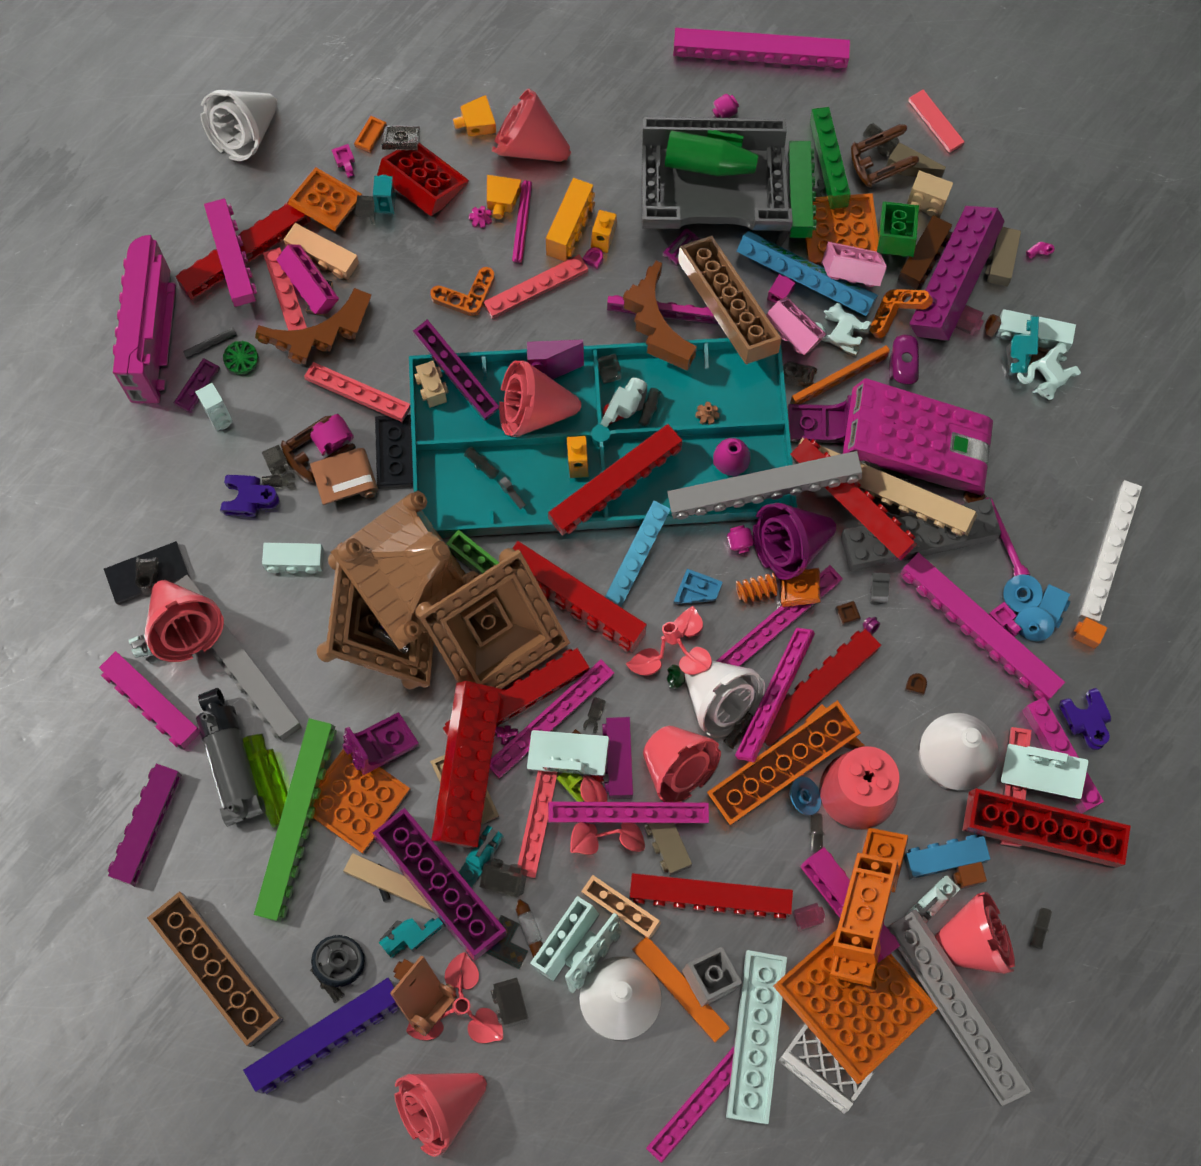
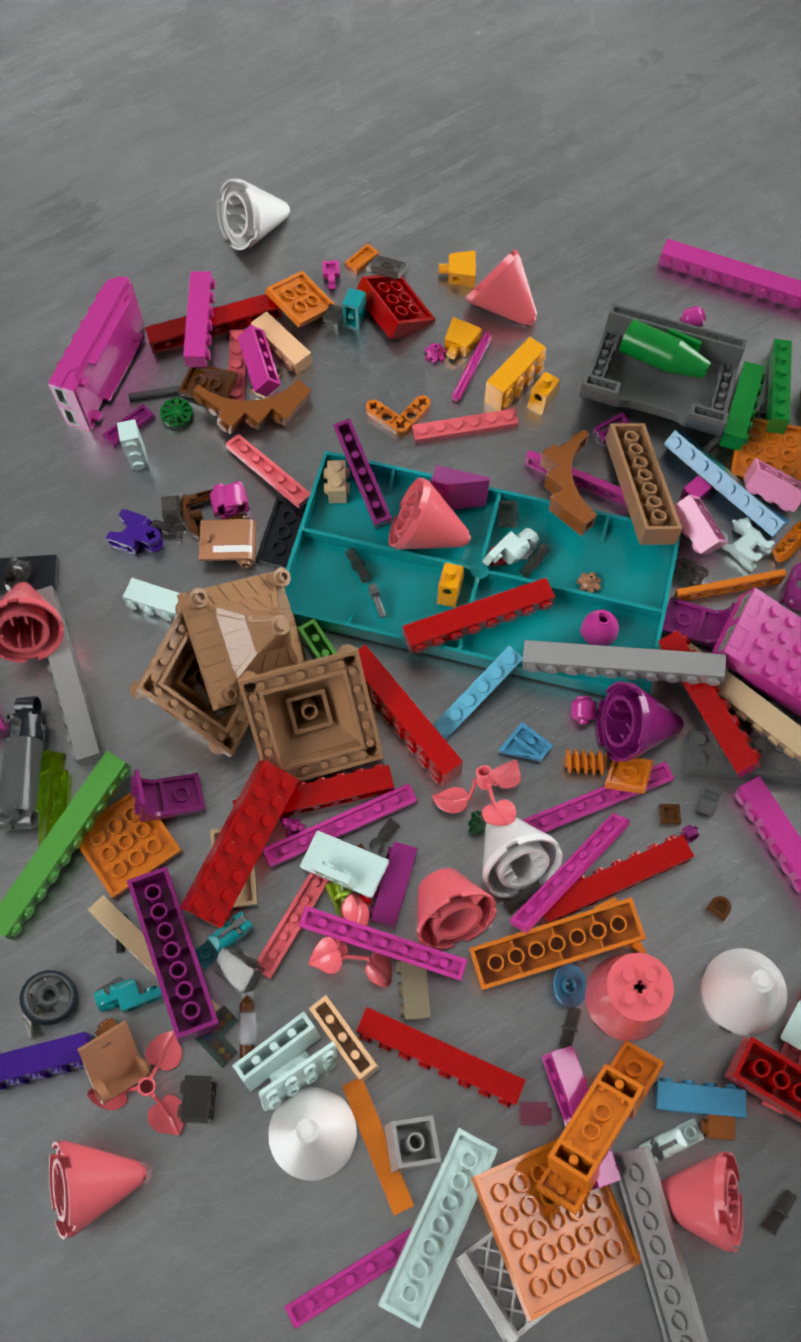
camera: 20 degrees right, 5 degrees down
(263, 312) = (210, 378): none -> reddish brown plate
(593, 257) = (527, 415): dark pink tile -> none

